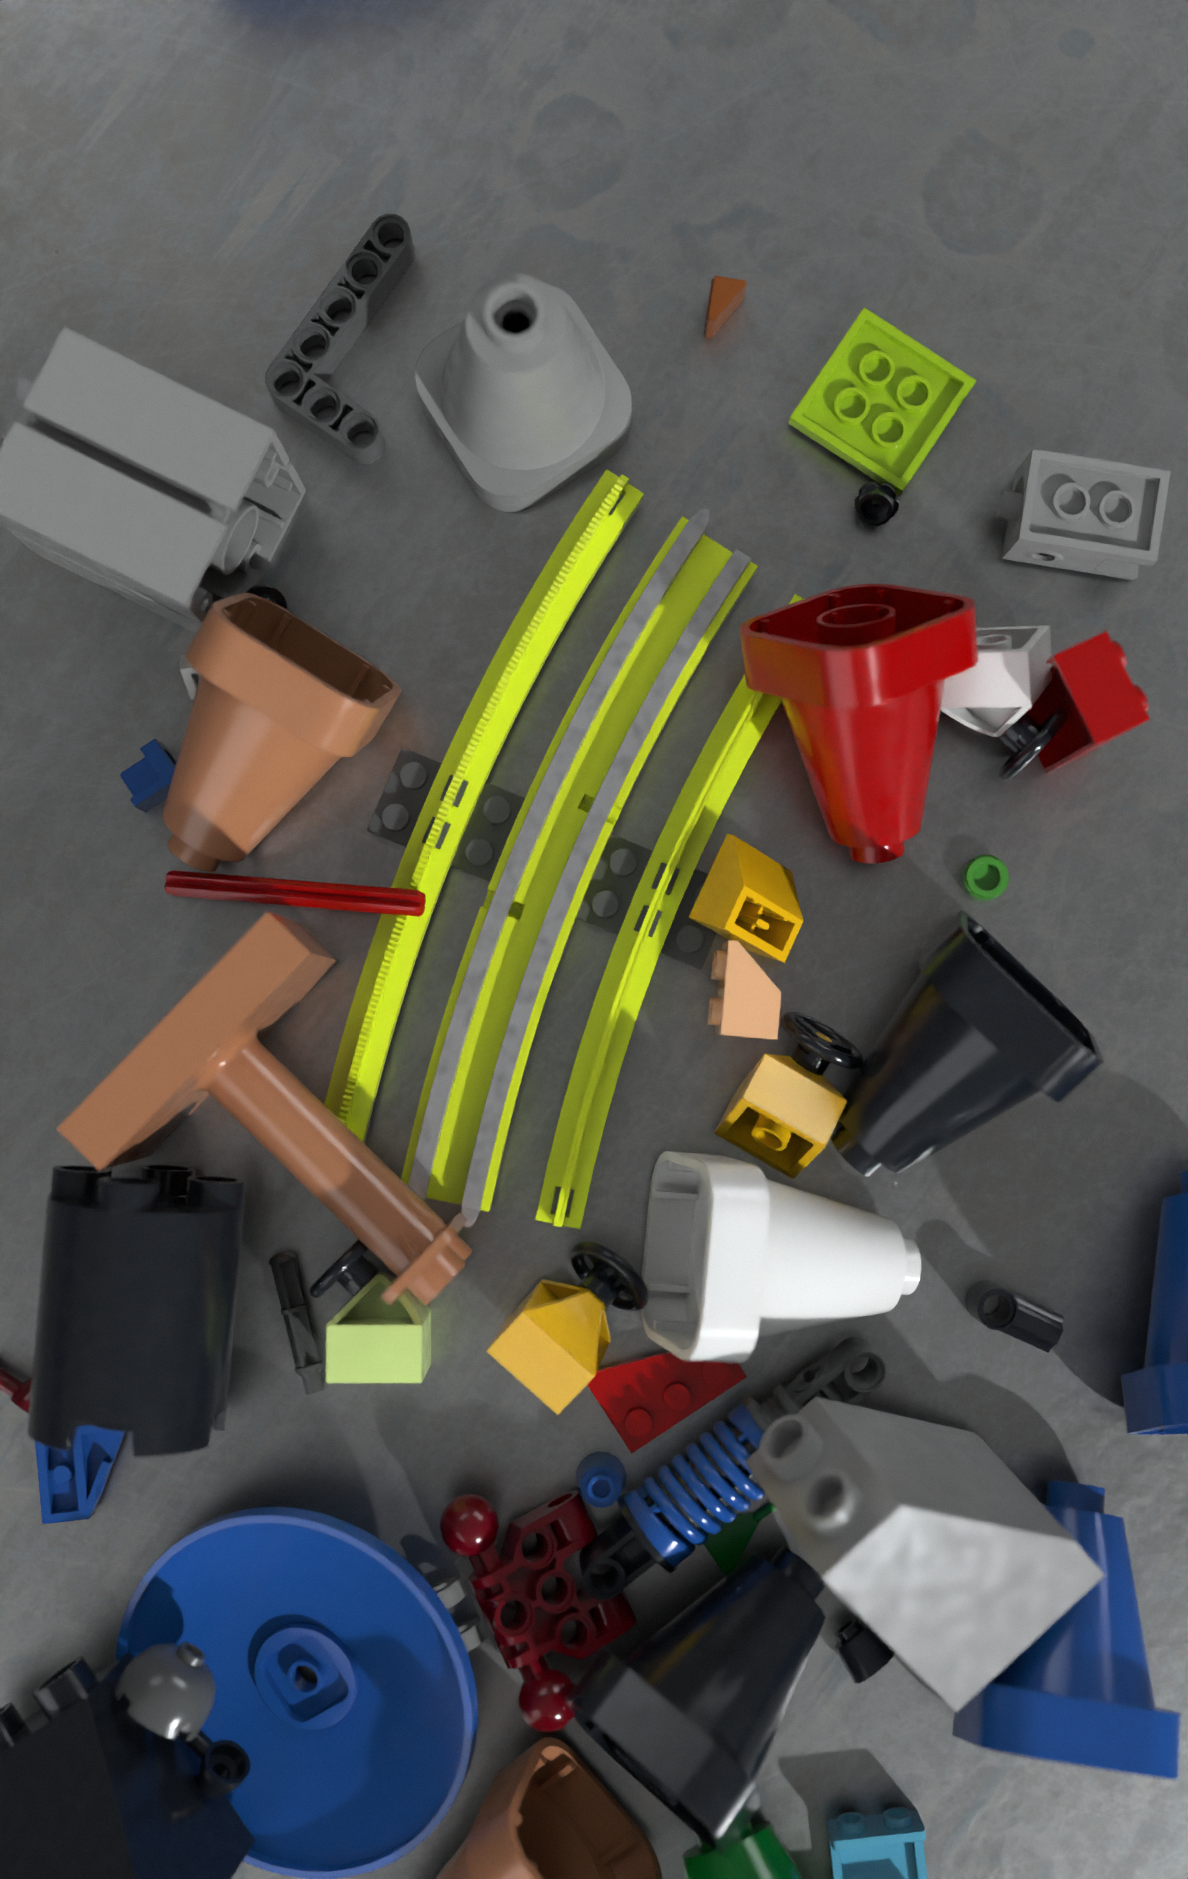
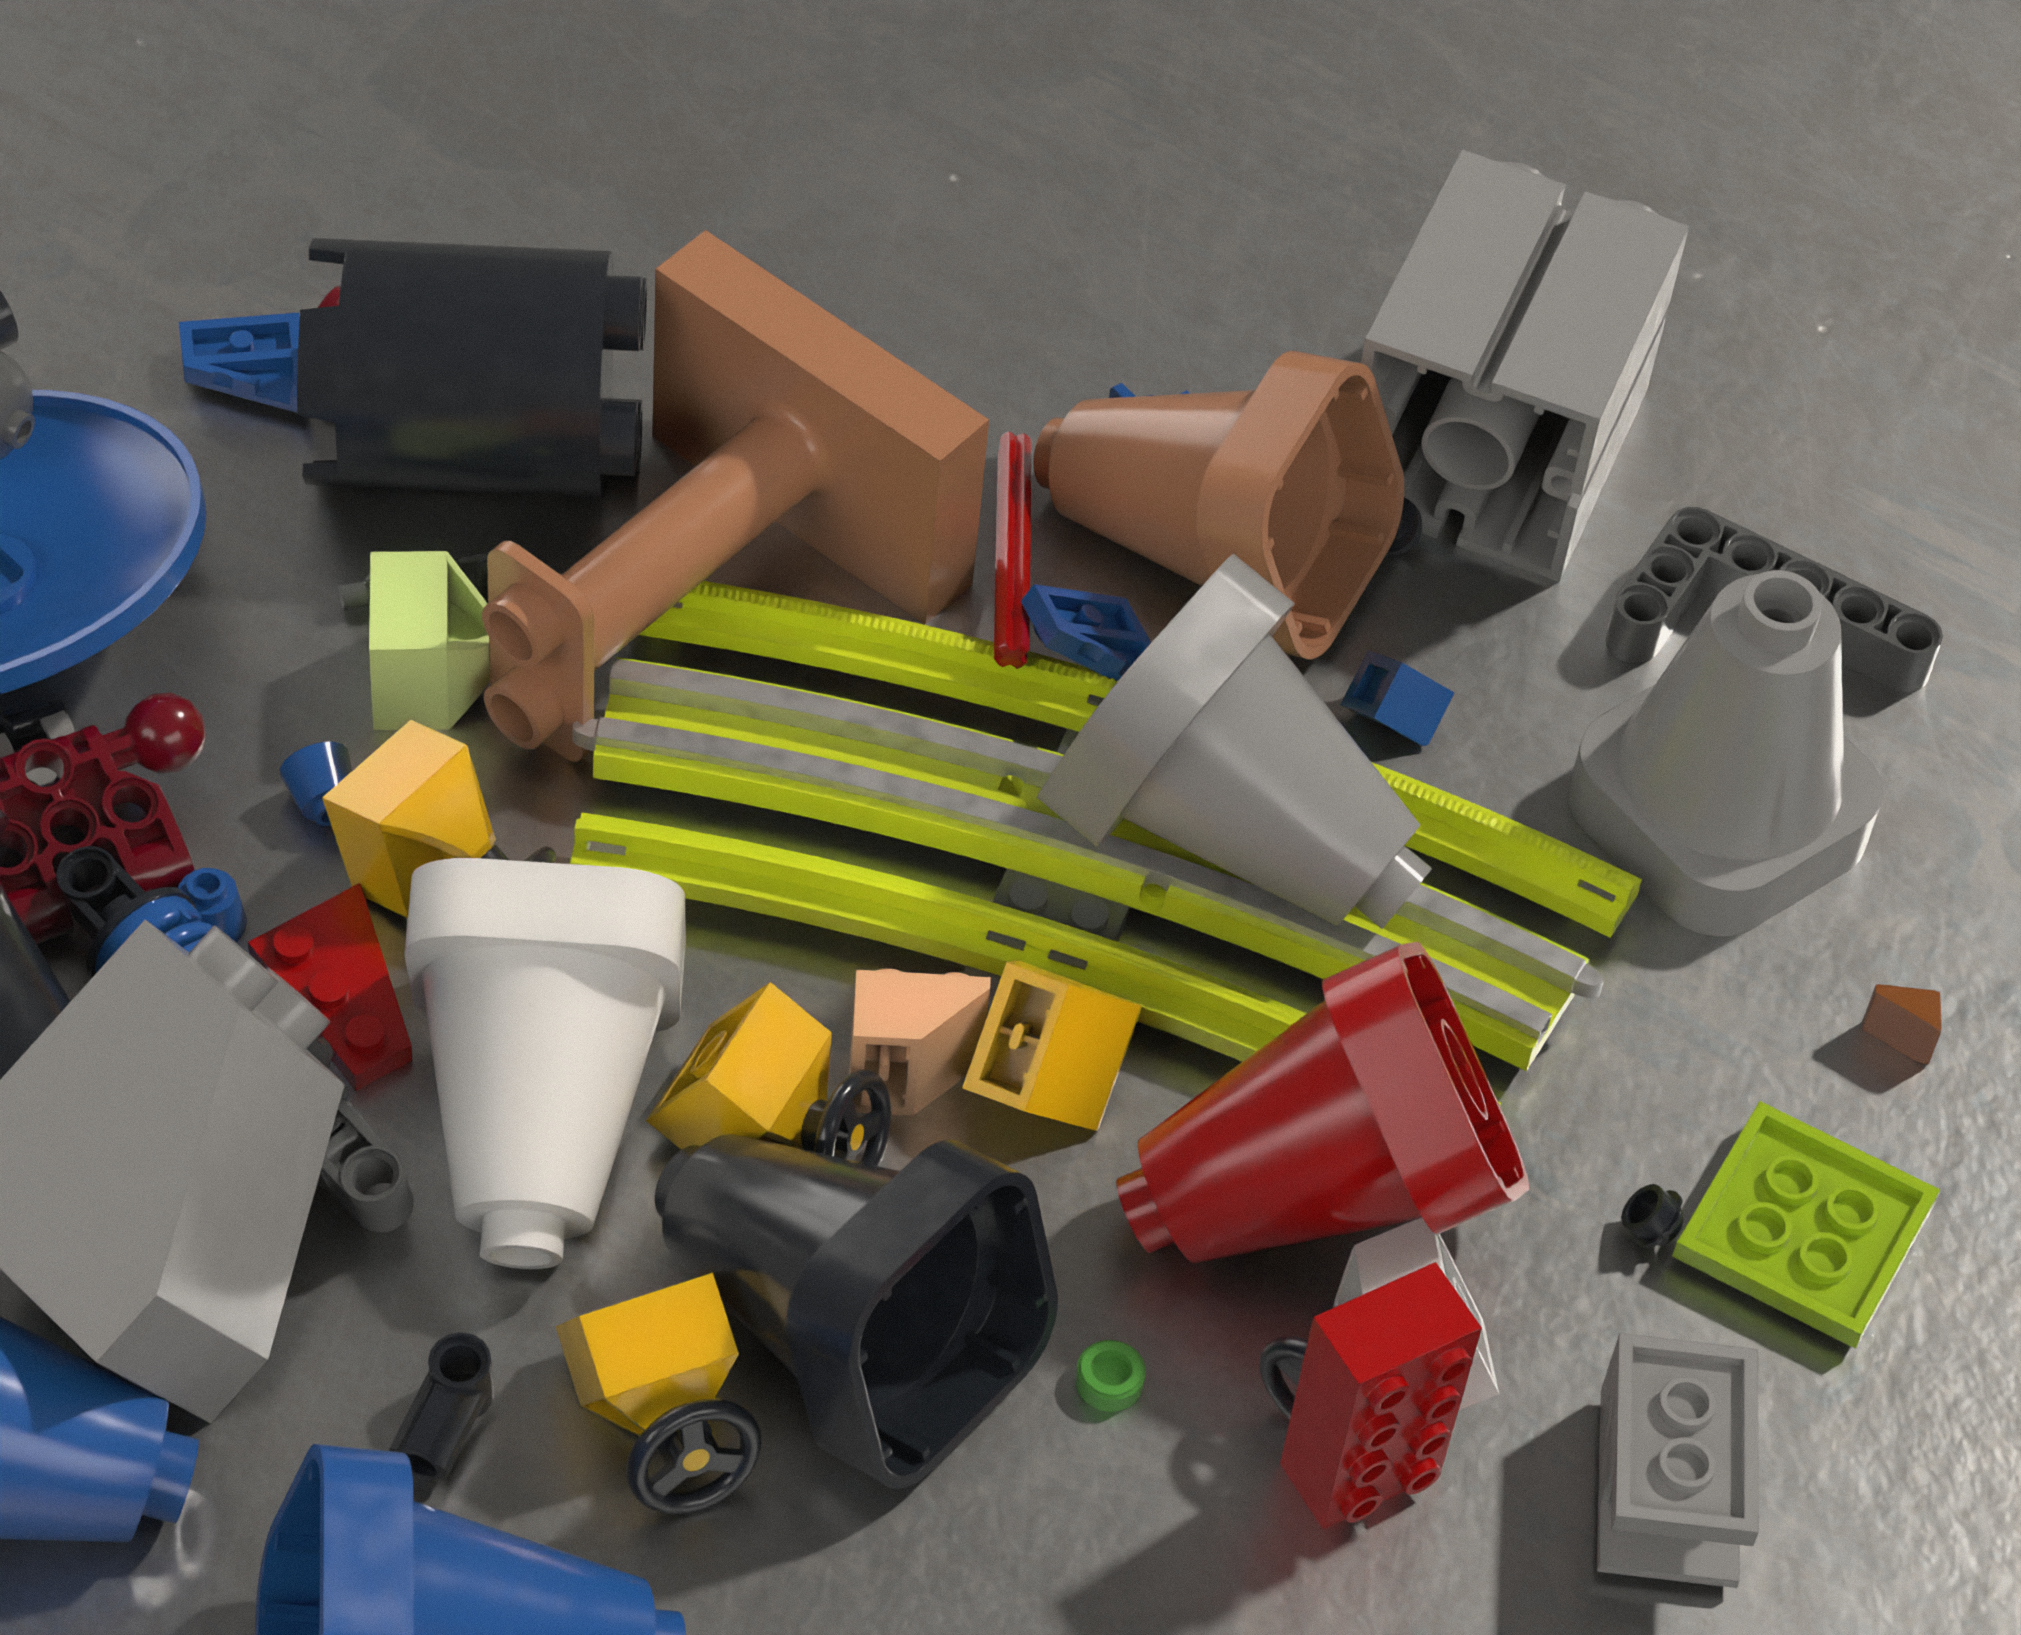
camera: 80 degrees right, 35 degrees down
(391, 836) = (1087, 628): none -> blue wing
(428, 623) = (1397, 697): none -> blue panel
(497, 1403) = (312, 774): none -> blue hat
(561, 754) = (1240, 762): none -> light grey cone
(1001, 1181) = (657, 1374): none -> yellow piece

